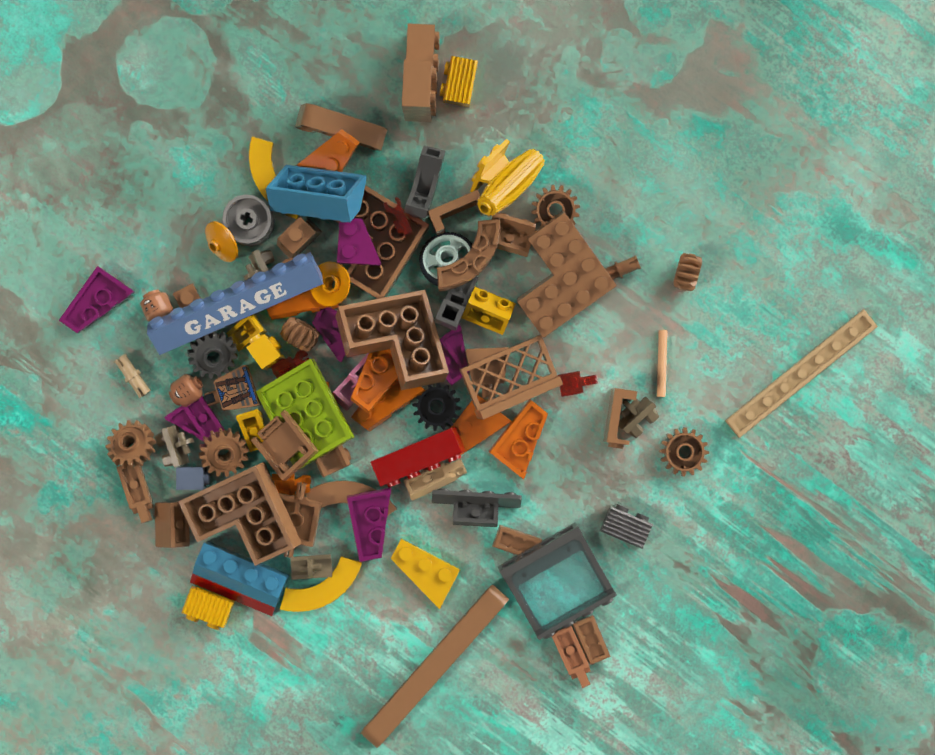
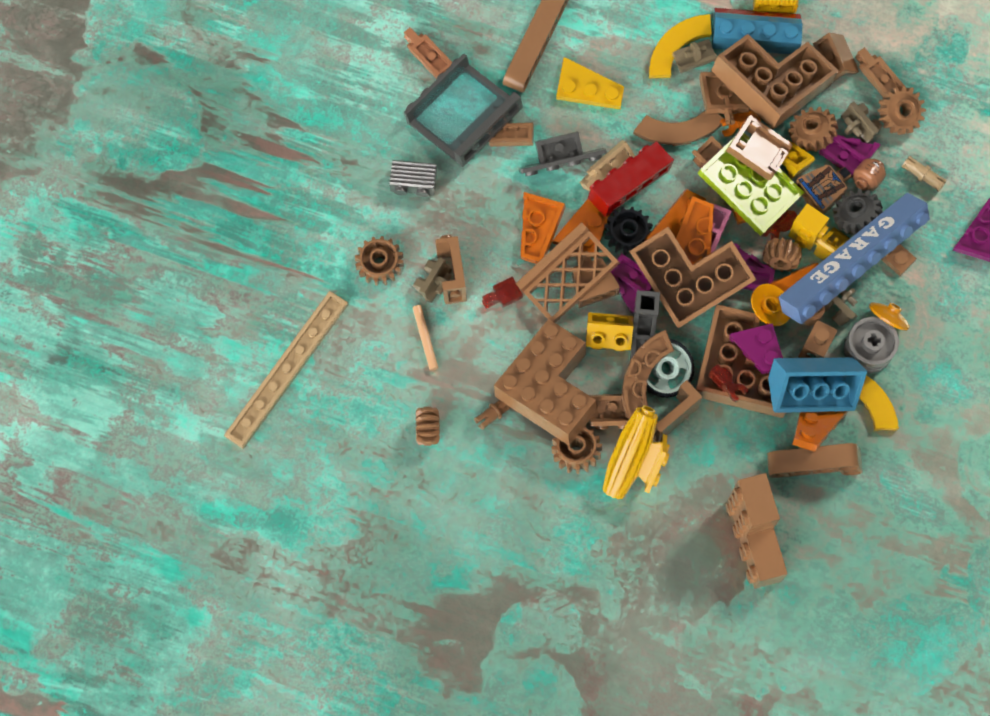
camera: 165 degrees right, 15 degrees down
(155, 304) = (927, 240): nougat head -> none
(192, 478) = (834, 98): sand blue brick -> none
(368, 520) = (655, 110): magenta wing -> none
(425, 182) = (712, 430): dark grey arch -> none
(459, 81) = (714, 544): yellow brick -> none
(591, 639) = (414, 71): medium nougat plate -> none

